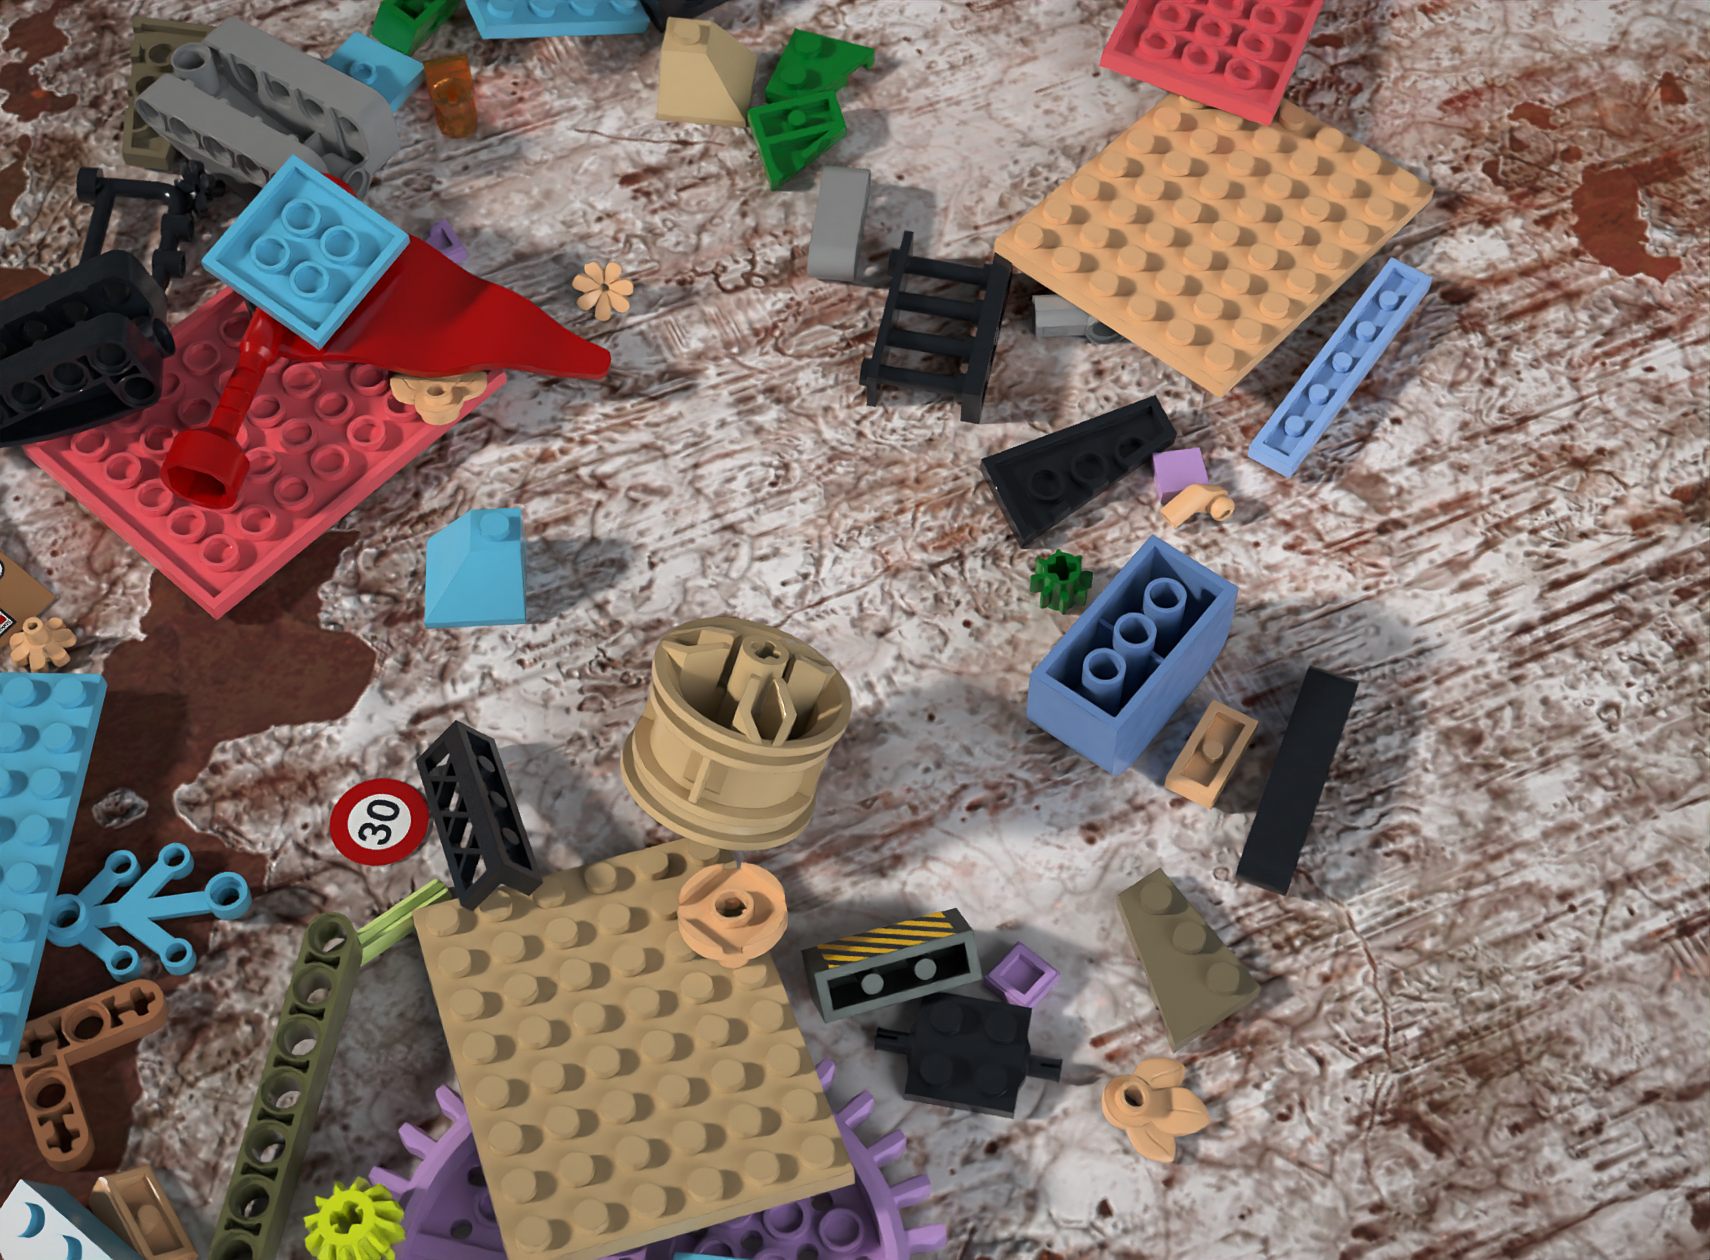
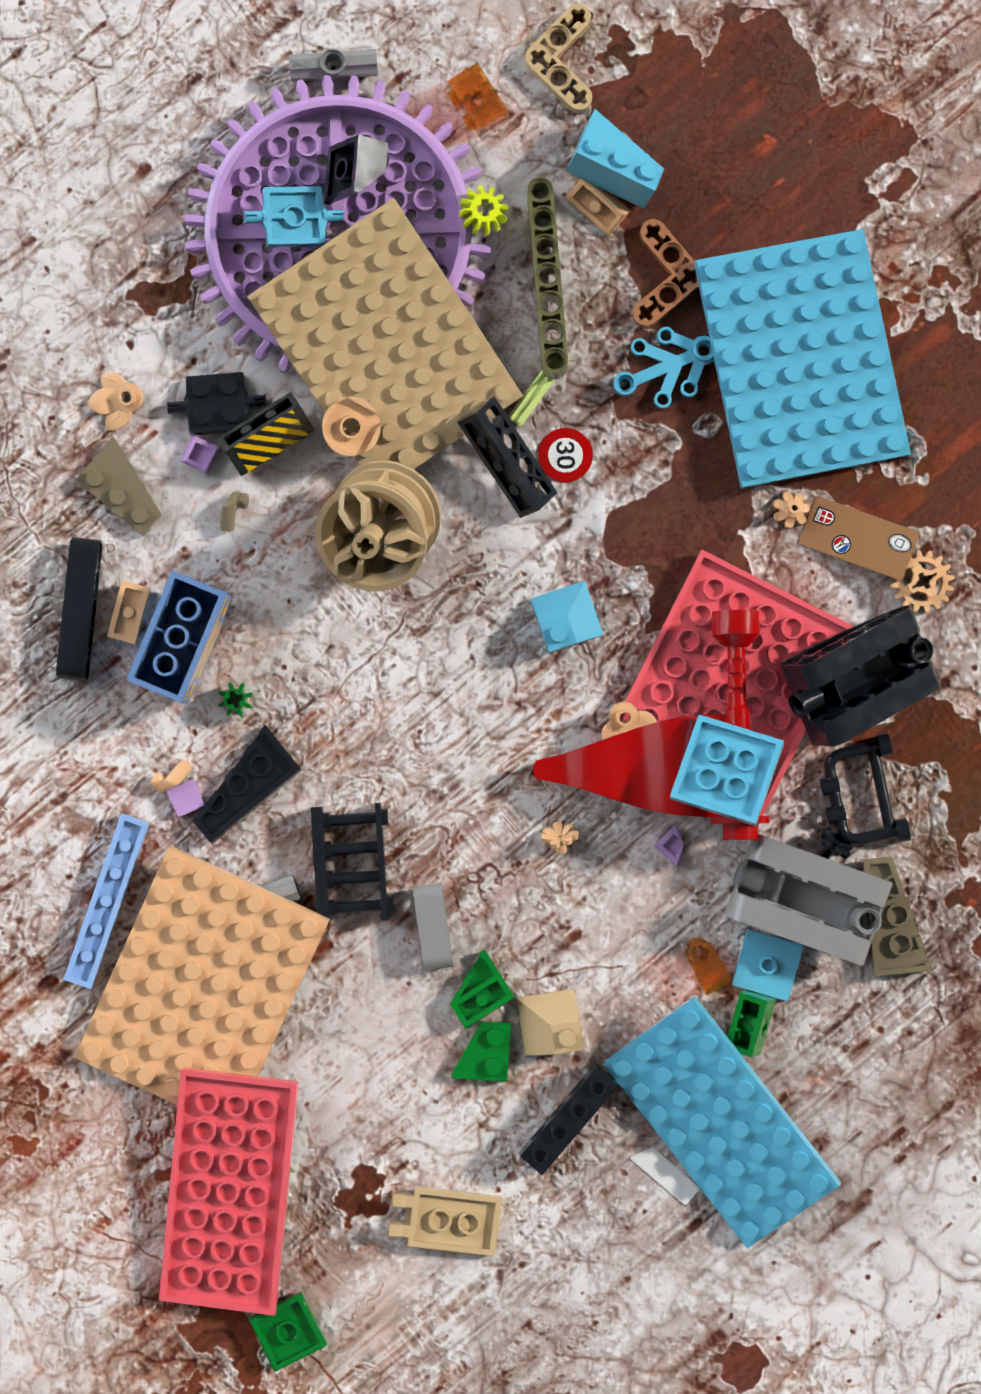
camera: 160 degrees right, 30 degrees up
(993, 869) = (229, 510): none -> dark tan arm

